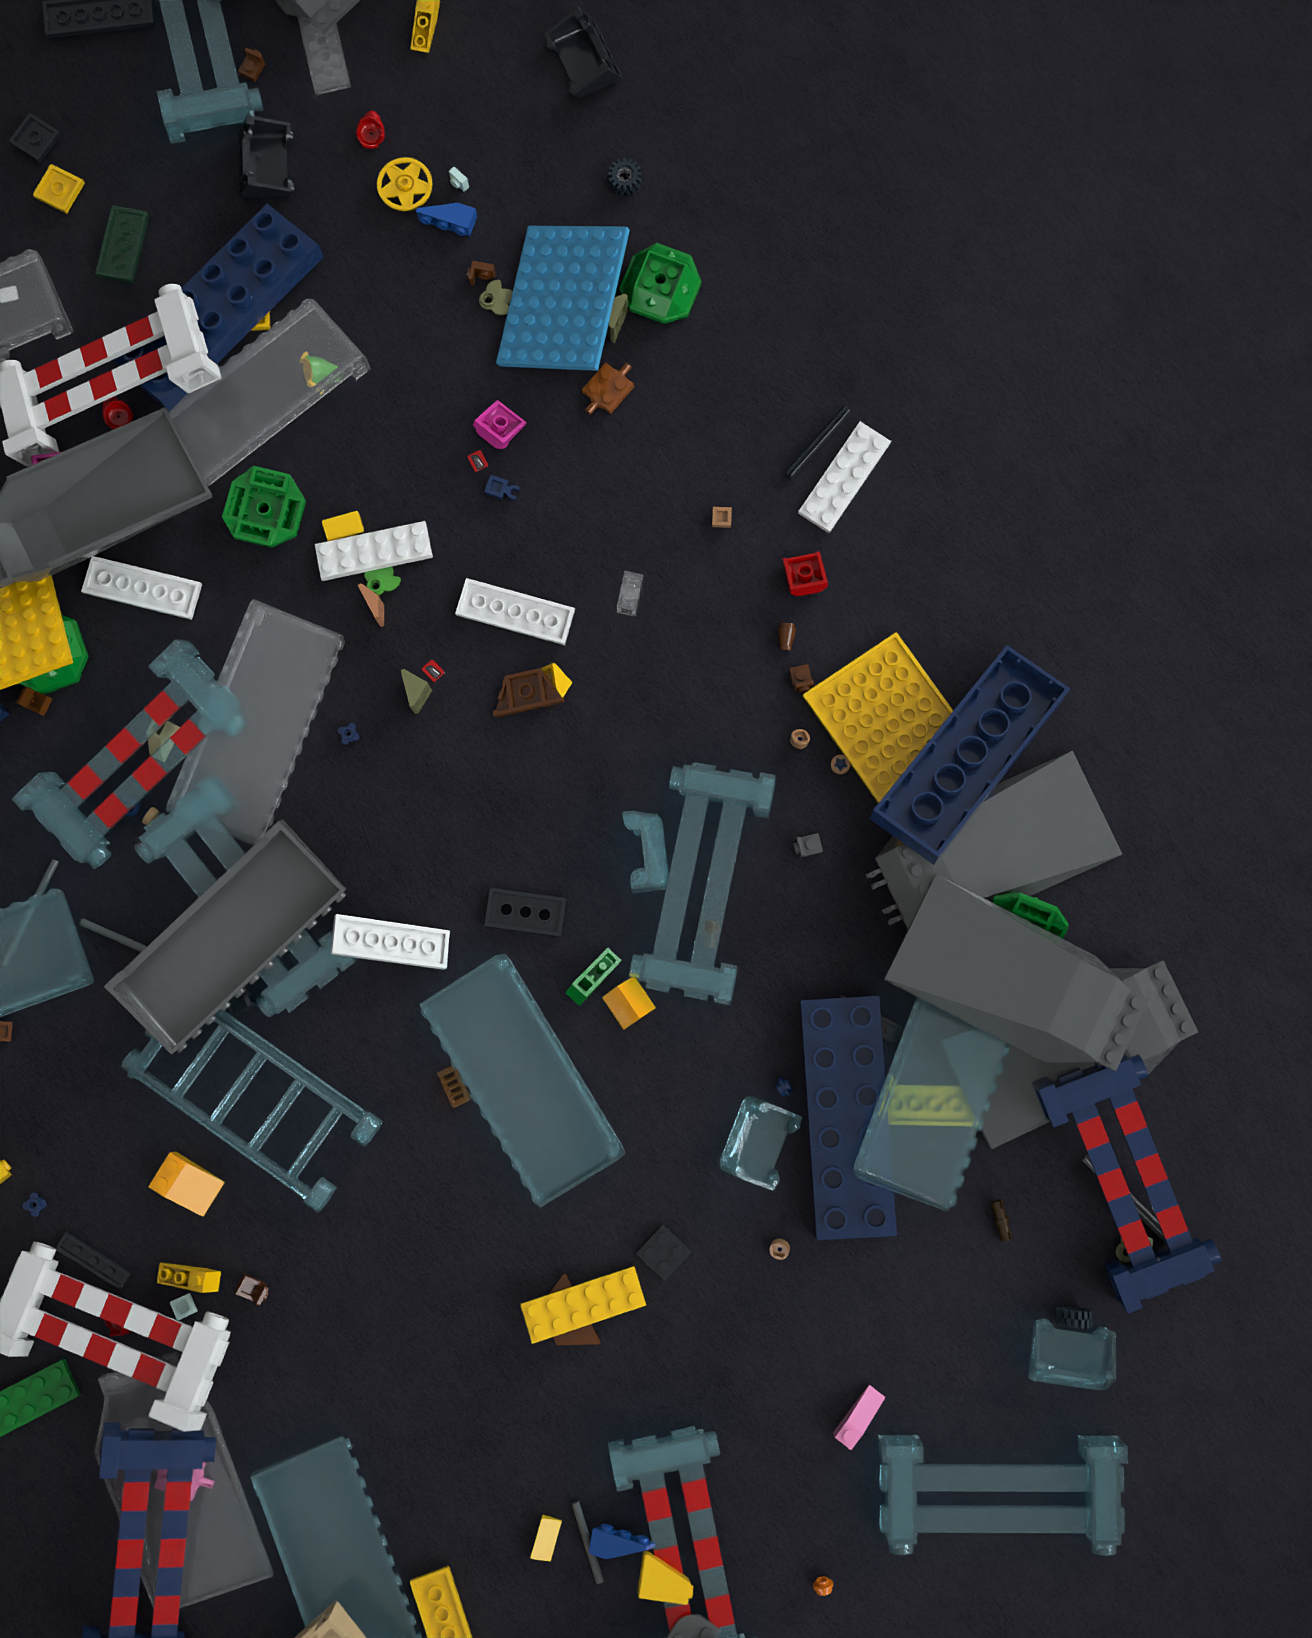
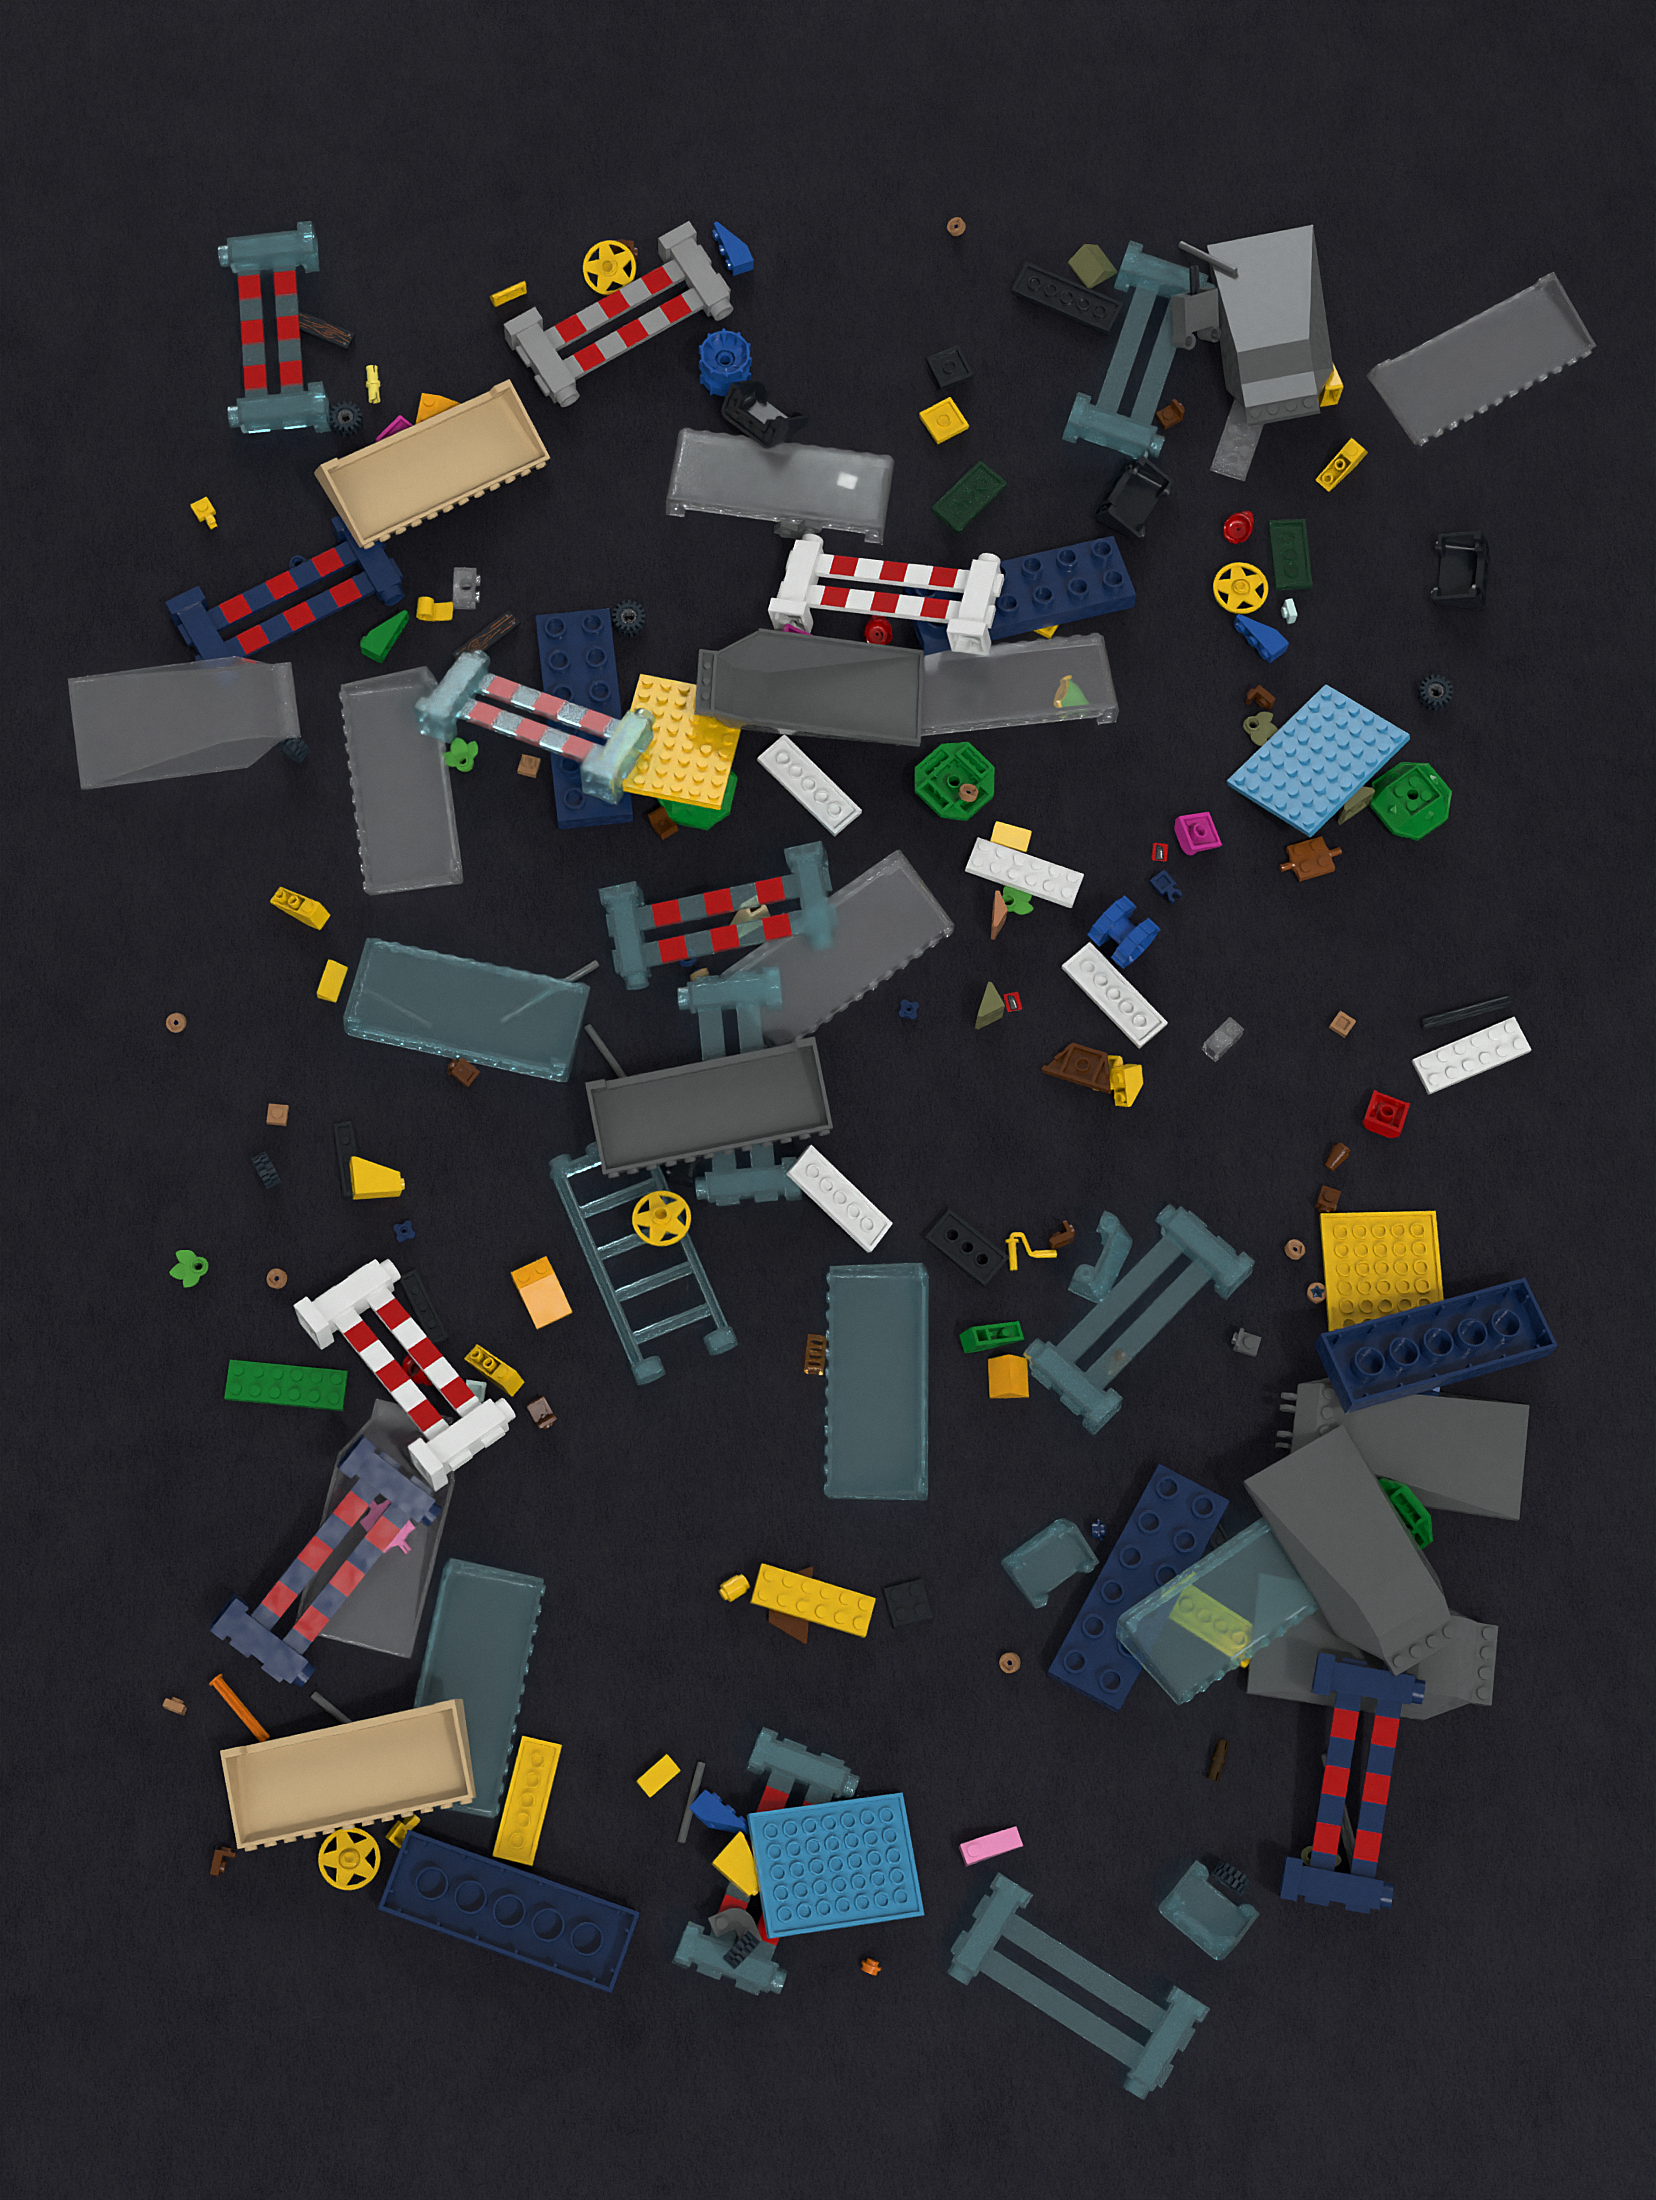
camera: 25 degrees right, 10 degrees down
(248, 1058) = (661, 1218): none -> yellow wheel
(281, 511) = (968, 792): none -> medium nougat tile
(429, 128) = (1290, 554): none -> clear green plate
(480, 551) = (1131, 939): none -> blue piece
(509, 1335) = (734, 1587): none -> yellow brick
(564, 888) = (1012, 1250): none -> yellow piece
(572, 683) = (1126, 1083): none -> yellow slope
(599, 854) = (1061, 1239): none -> reddish brown bracket
(741, 1526) = (835, 1865): none -> dark azure plate

